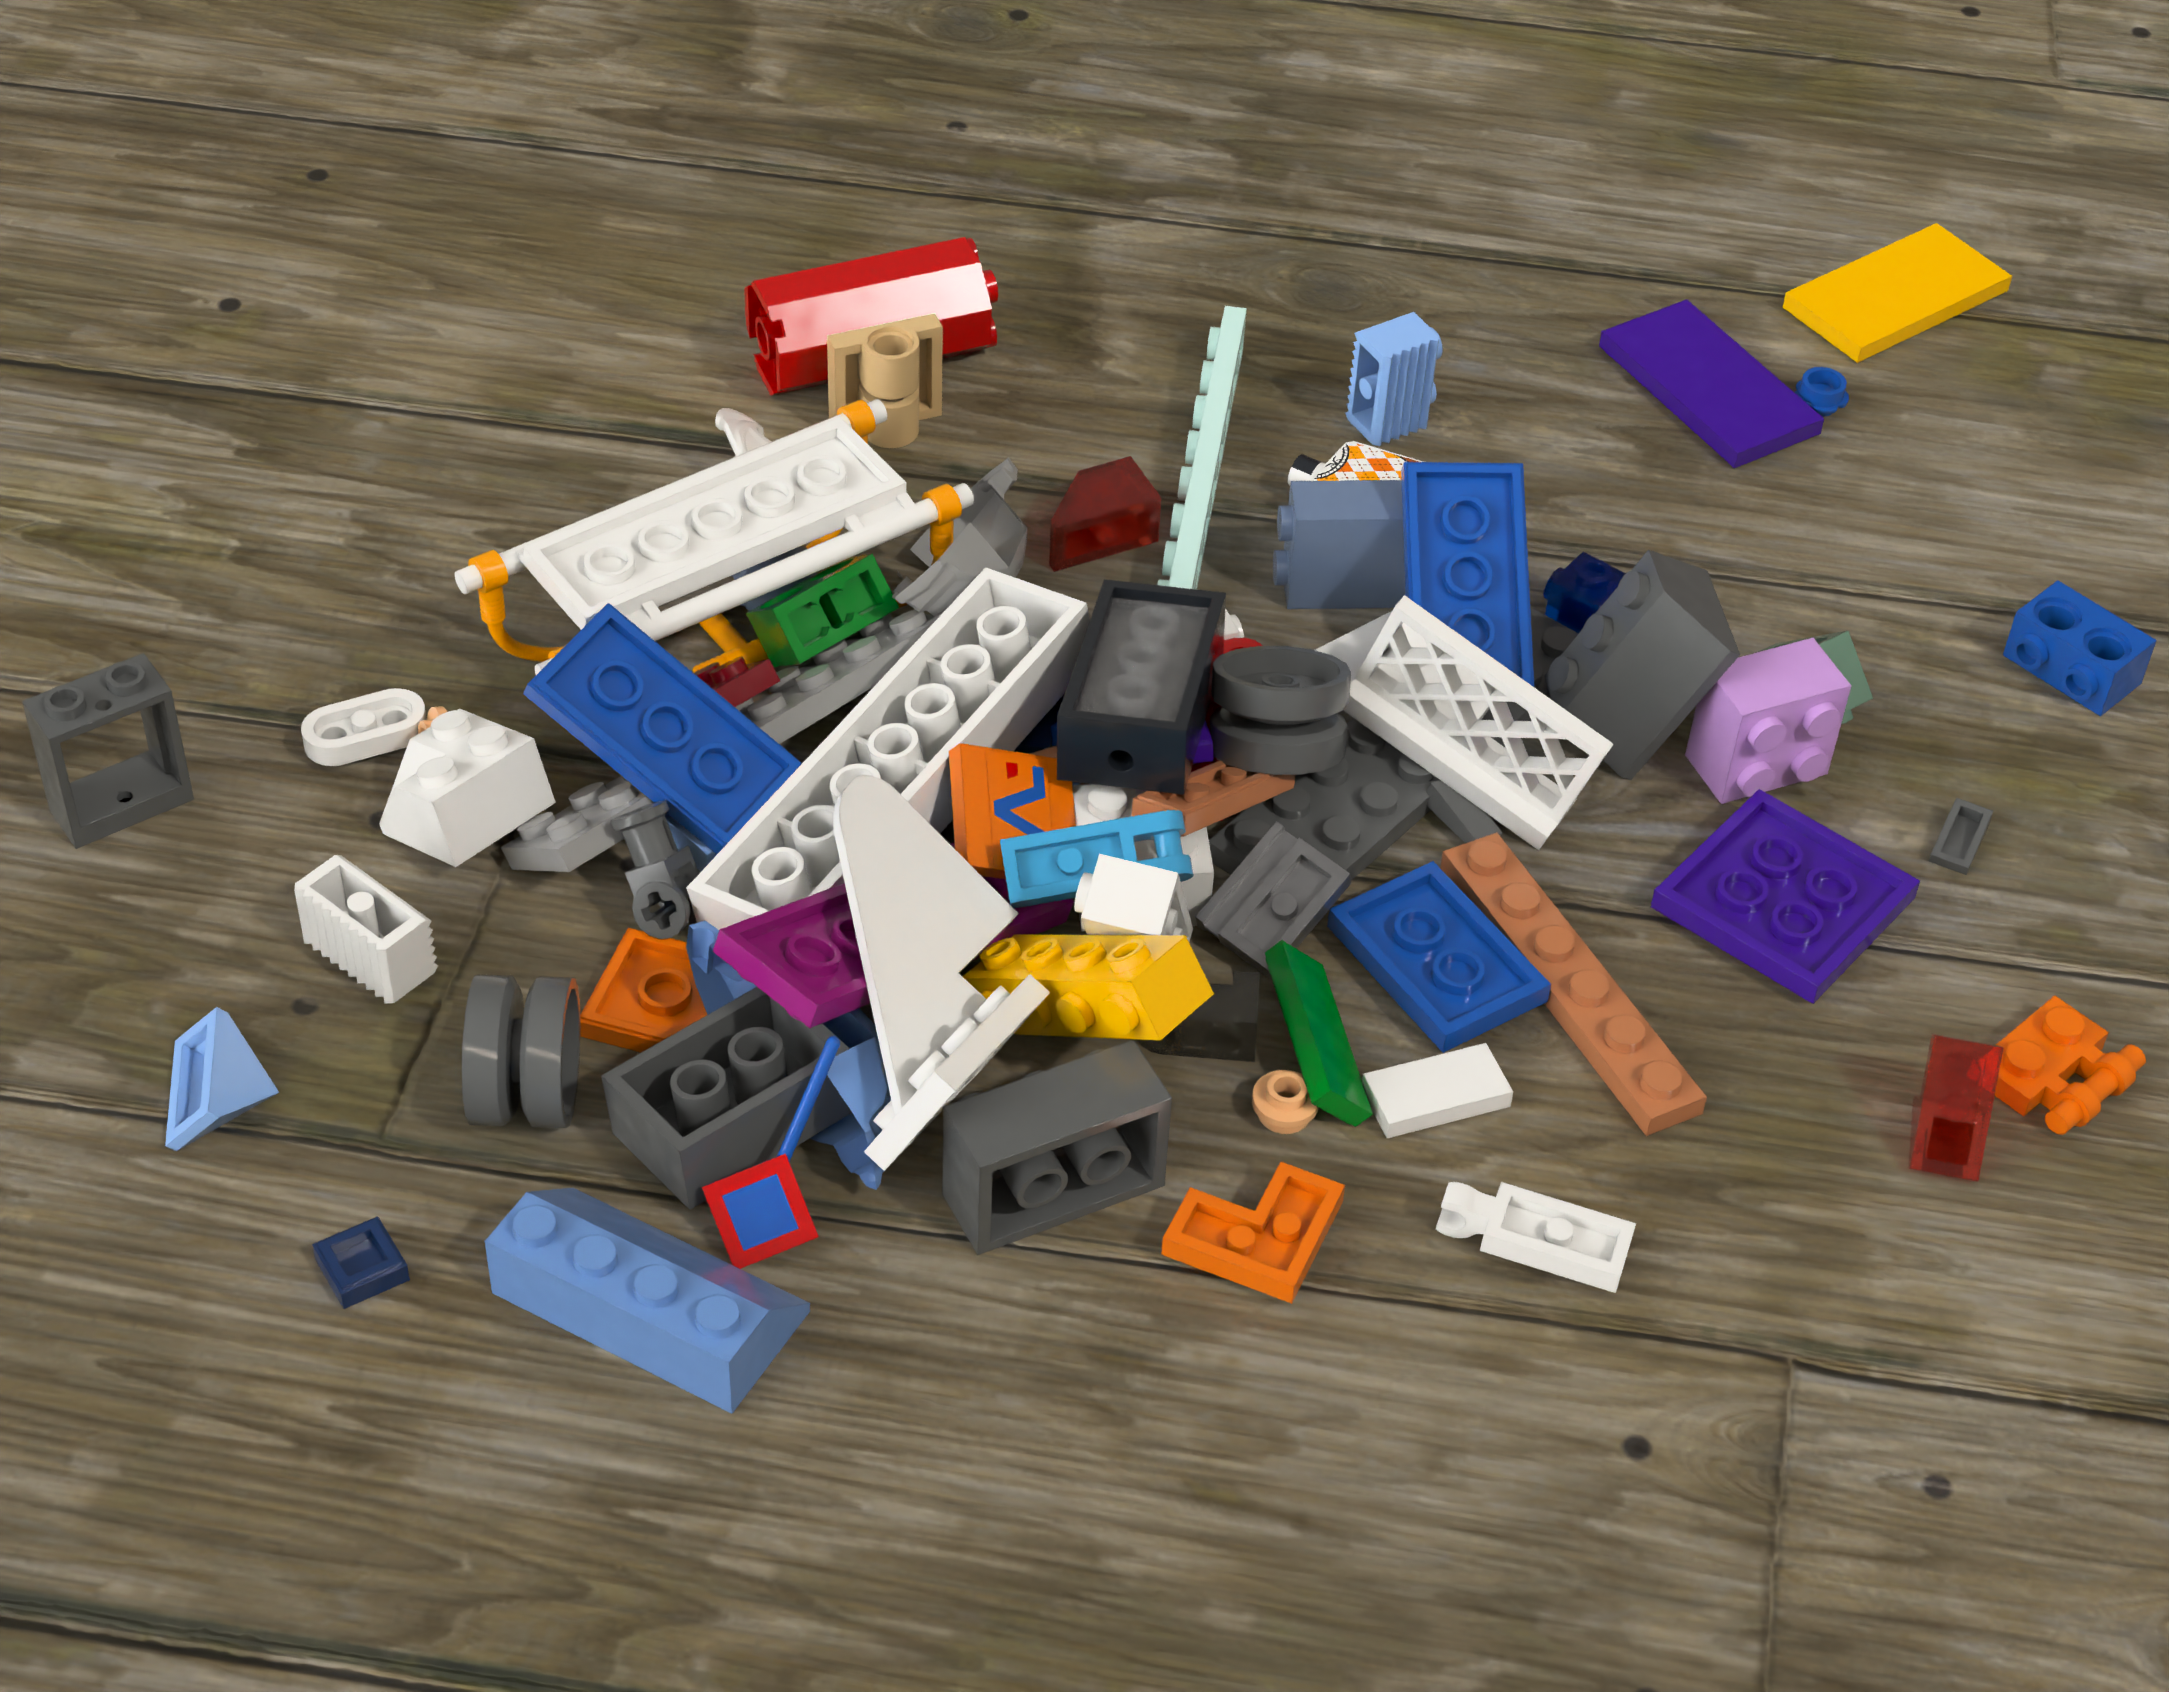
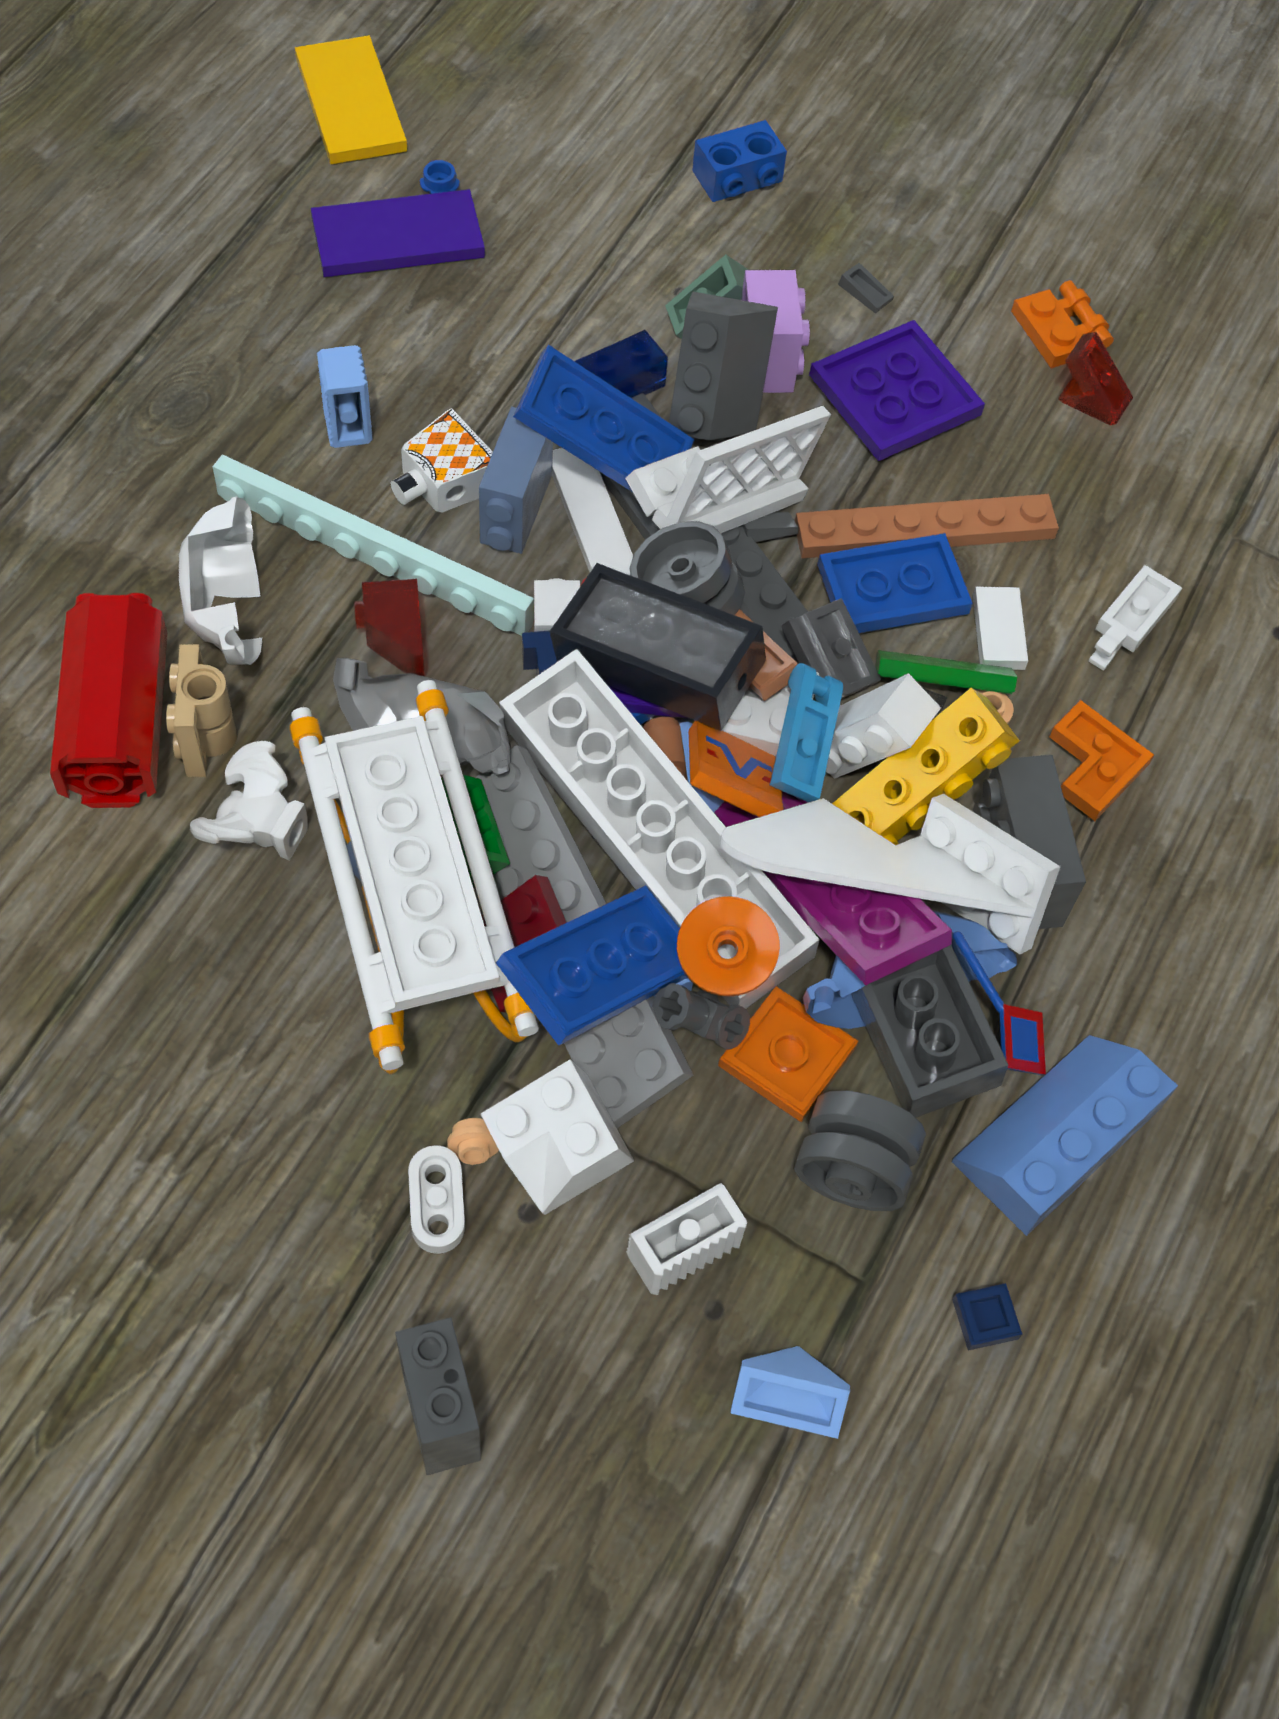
camera: 75 degrees left, 15 degrees up
(732, 833) = (733, 923): none -> orange dish
(1087, 340) = (220, 562): none -> white animal

